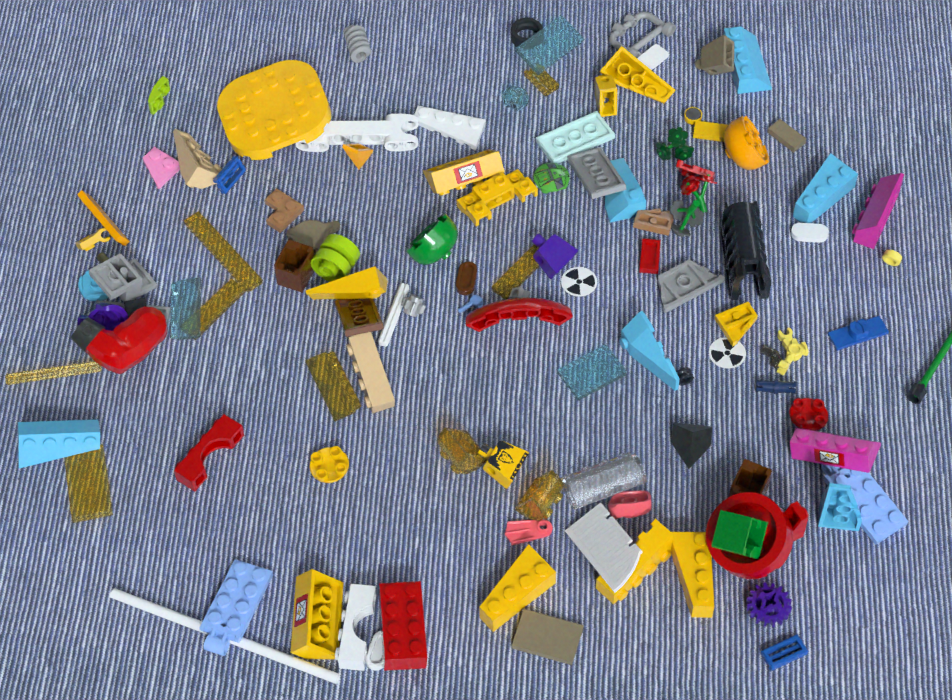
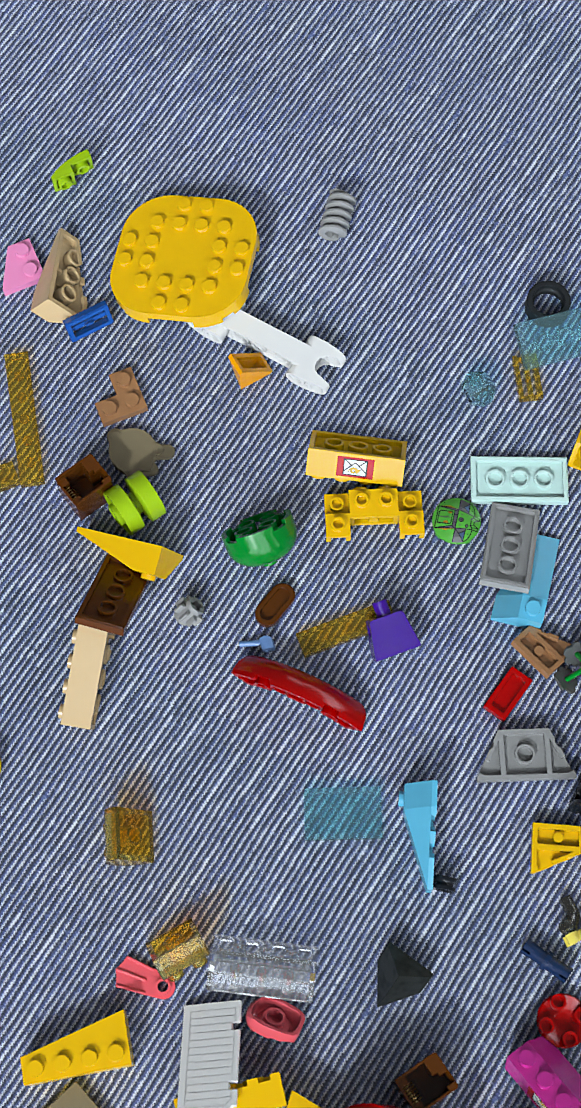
camera: 30 degrees right, 15 degrees up
(333, 385) = (38, 665): clear yellow windscreen -> none
(393, 315) = (163, 608): white axle -> none
(457, 126) = (386, 389): white wing -> none
(503, 461) = (164, 879): torso -> none
(519, 292) = (319, 665): light grey piece -> none
(579, 281) = (403, 681): white sticker -> none
(725, 355) = (515, 880): white sticker -> none

